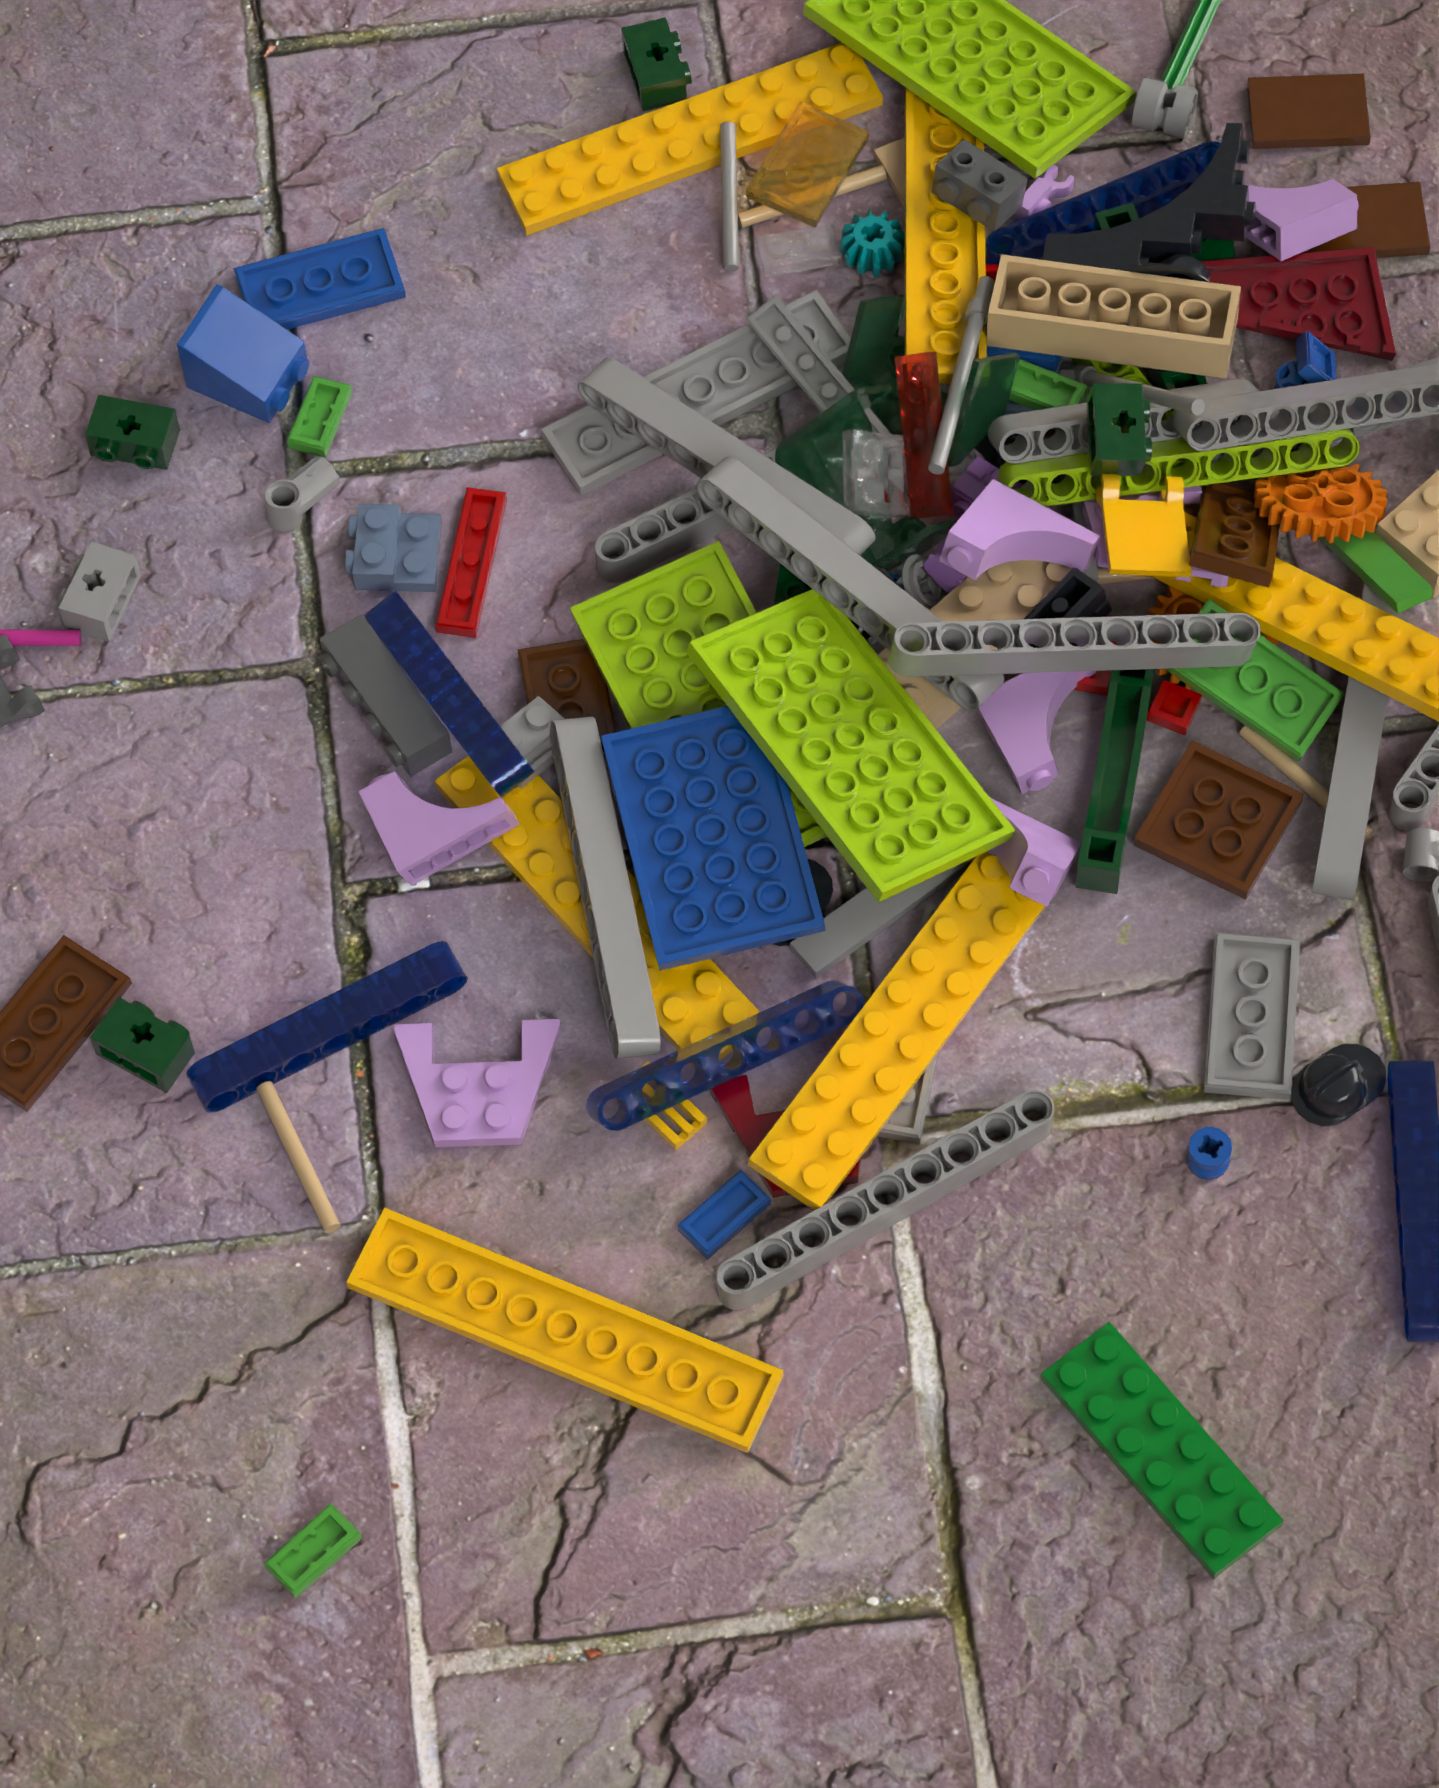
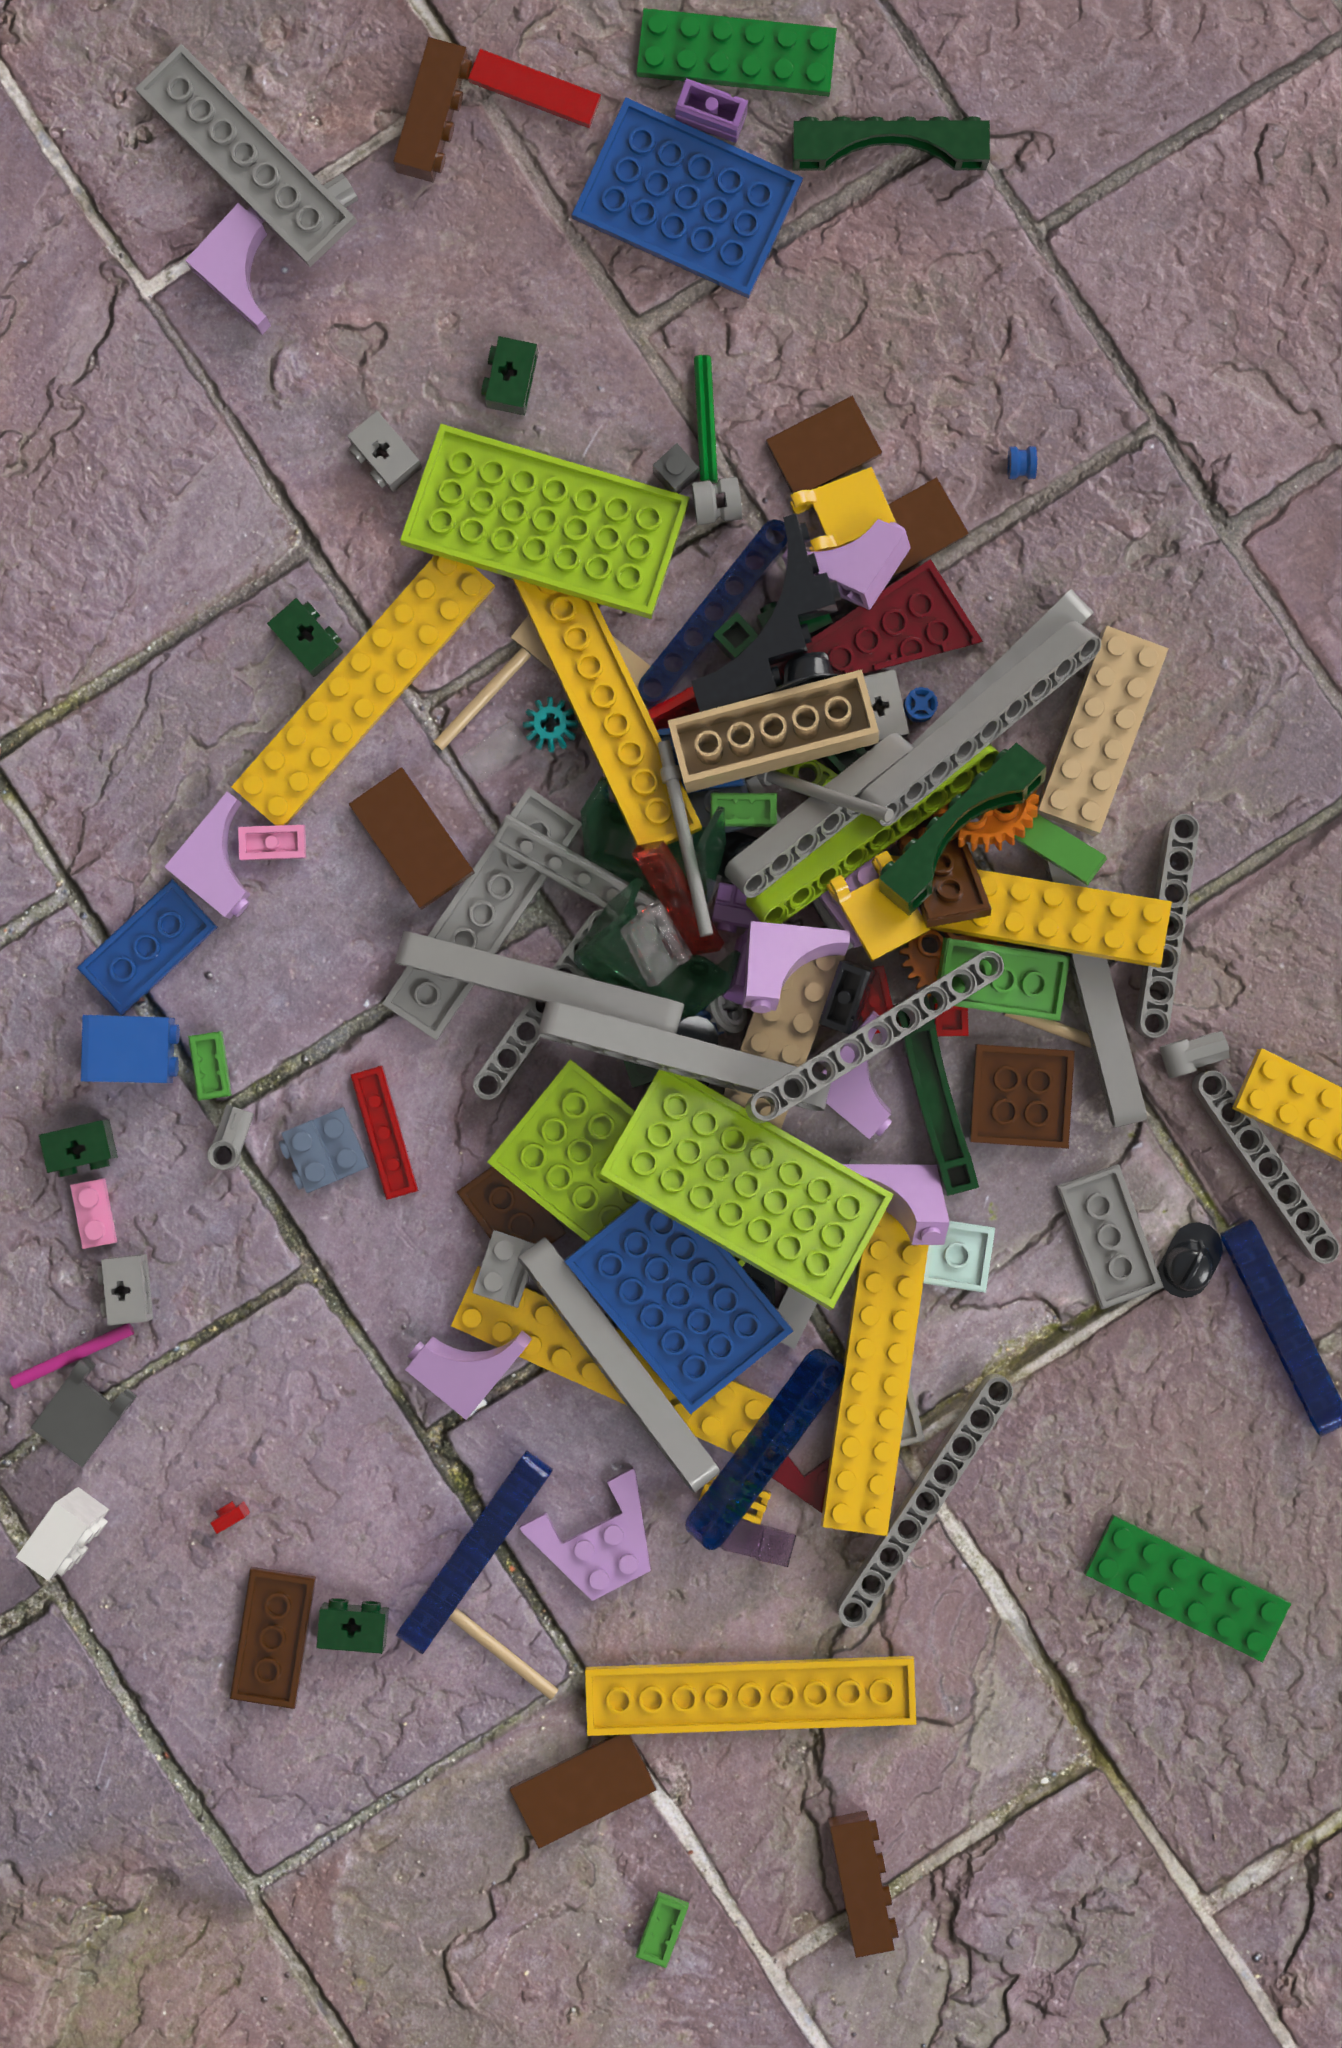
camera: 25 degrees left, 25 degrees up
(73, 868) = (229, 1515): none -> red plate
(108, 508) = (93, 1213): none -> bright pink plate
(307, 1348) = (582, 1789): none -> reddish brown tile
(385, 696) = (380, 1276): dark grey brick -> none
(430, 218) = (205, 863): none -> lavender arch
(449, 694) = (431, 1266): clear blue beam -> none
(510, 235) = (272, 842): none -> bright pink plate
(585, 1605) = (862, 1885): none -> reddish brown brick
(662, 289) = (411, 838): none -> reddish brown tile
(664, 1165) = (761, 1542): none -> clear purple slope
(724, 1214) = (816, 1558): blue tile -> none
(729, 196) = (422, 732): light grey bar -> none
(807, 164) = (468, 678): clear yellow tile -> none
(979, 185) = (615, 653): dark grey brick -> none
(1041, 192) = (658, 632): lavender plate -> none
(1060, 959) = (962, 1259): none -> light aqua tile
(1117, 429) = (813, 836): dark green brick -> none
(1134, 59) = (675, 469): none -> dark grey brick
(1205, 1162) = (1122, 1355): blue wheel -> none
(1253, 355) = (885, 689): none -> light grey brick
(1299, 163) = (844, 508): none -> yellow flag
(1315, 359) = (933, 687): blue tile -> none
(1350, 468) = (1007, 782): none -> dark green arch

